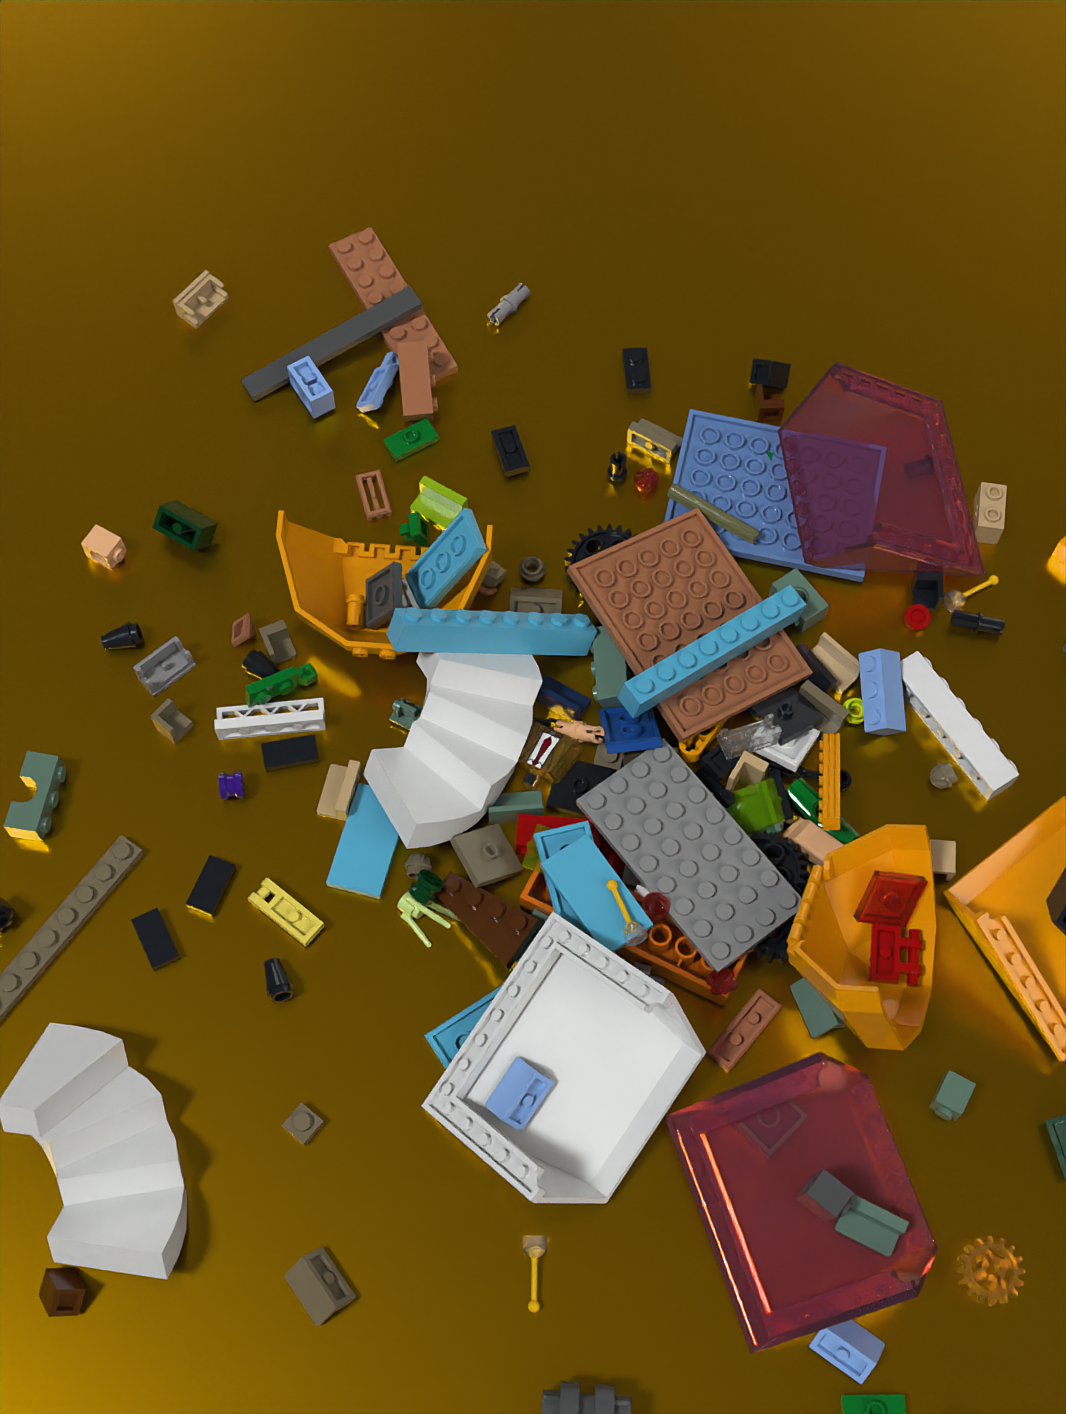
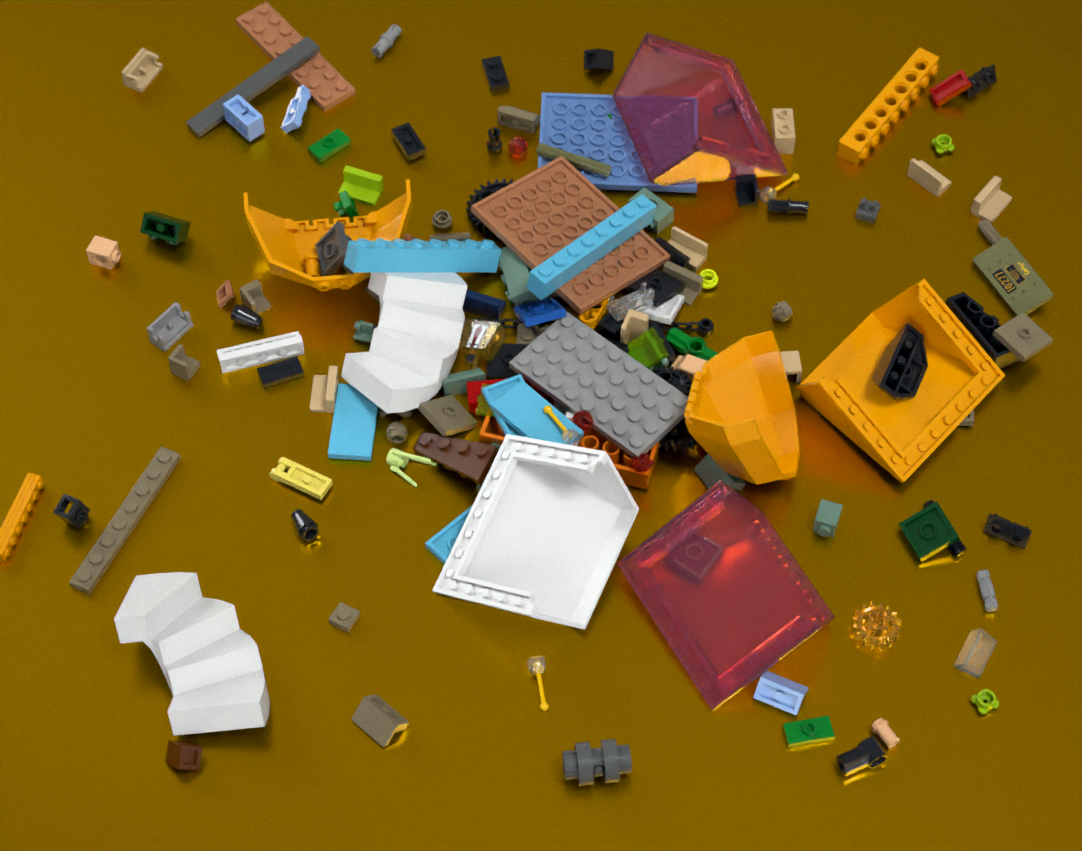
camera: 10 degrees left, 10 degrees down
(33, 817) = (88, 445): sand green arch -> none
(124, 636) = (132, 312): black cone -> none
(155, 939) = (203, 513): black tile -> none
(210, 885) = (238, 470): black tile -> none
(231, 785) = (240, 399): dark purple wheel -> none
(279, 683) = (262, 324): green hinge -> none
(377, 512) = (313, 199): nougat tile -> none
(416, 381) = (326, 101): nougat brick -> none
(426, 887) = (405, 442): dark green wheel -> none
(446, 560) = (379, 210): medium azure tile -> none
(494, 575) = (414, 227): dark tan plate -> none
(519, 1094) = (505, 563): light blue panel -> none
(580, 731) = (504, 317): light nougat pin -> none
(743, 1030) = (665, 502): nougat tile -> none
(768, 406) = (601, 84): reddish brown panel -> none
(825, 1196) = (745, 590): dark grey brick -> none
(830, 781) = (697, 324): light orange piece -> none
(871, 1226) = (781, 606): sand green panel -> none
(882, 692) = (725, 260): light blue brick -> none
(885, 955) = (765, 426): red plate -> none
(890, 898) = (756, 392): clear red plate -> none
(917, 617) = (742, 210): red tile -> none
(955, 727) = (782, 277): white brick -> none

